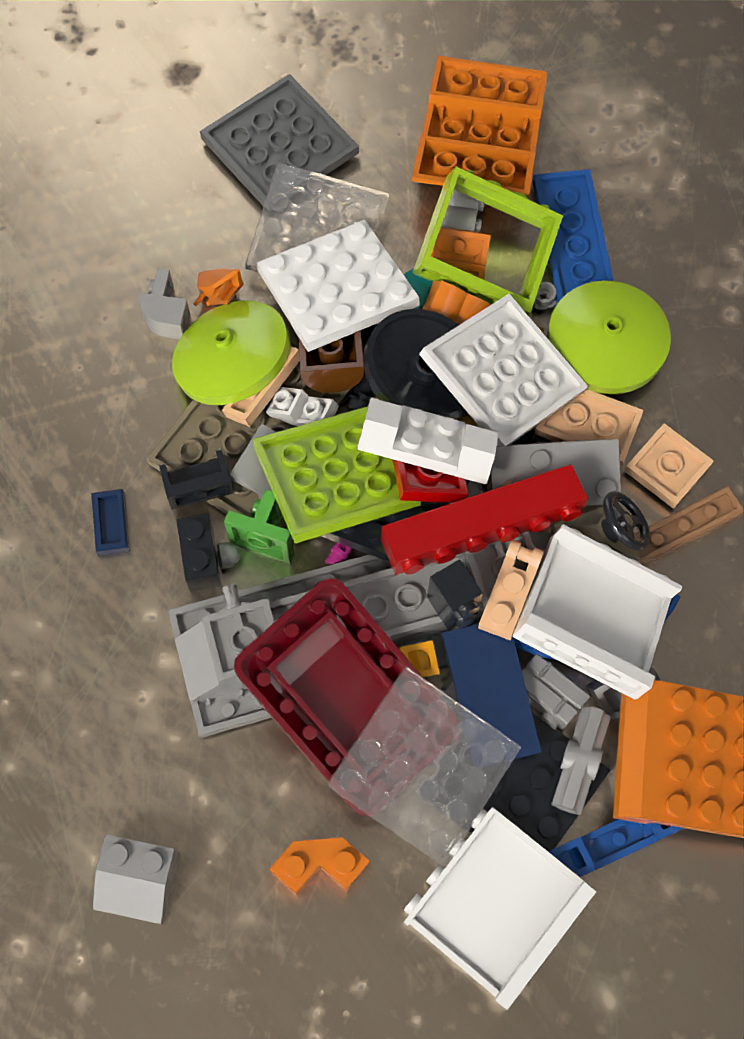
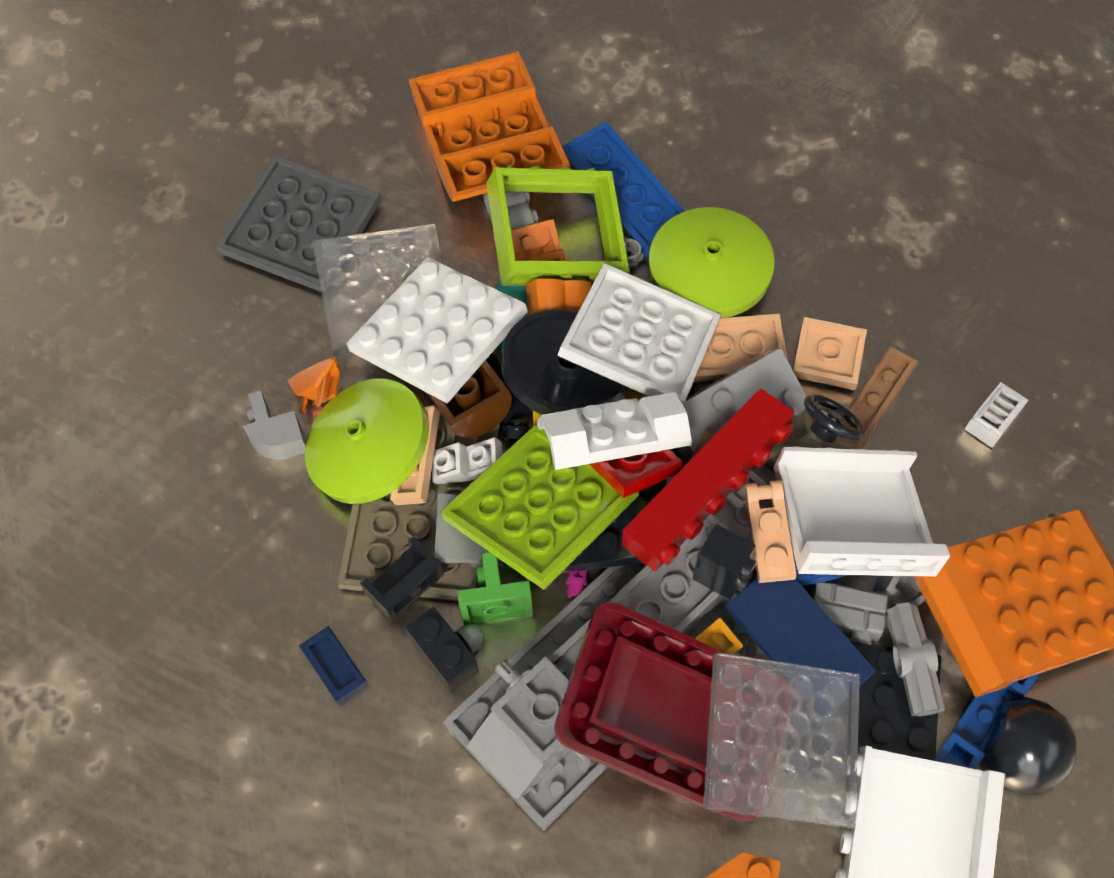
camera: 25 degrees left, 5 degrees down
(641, 884) = (1031, 746): none -> black cylinder

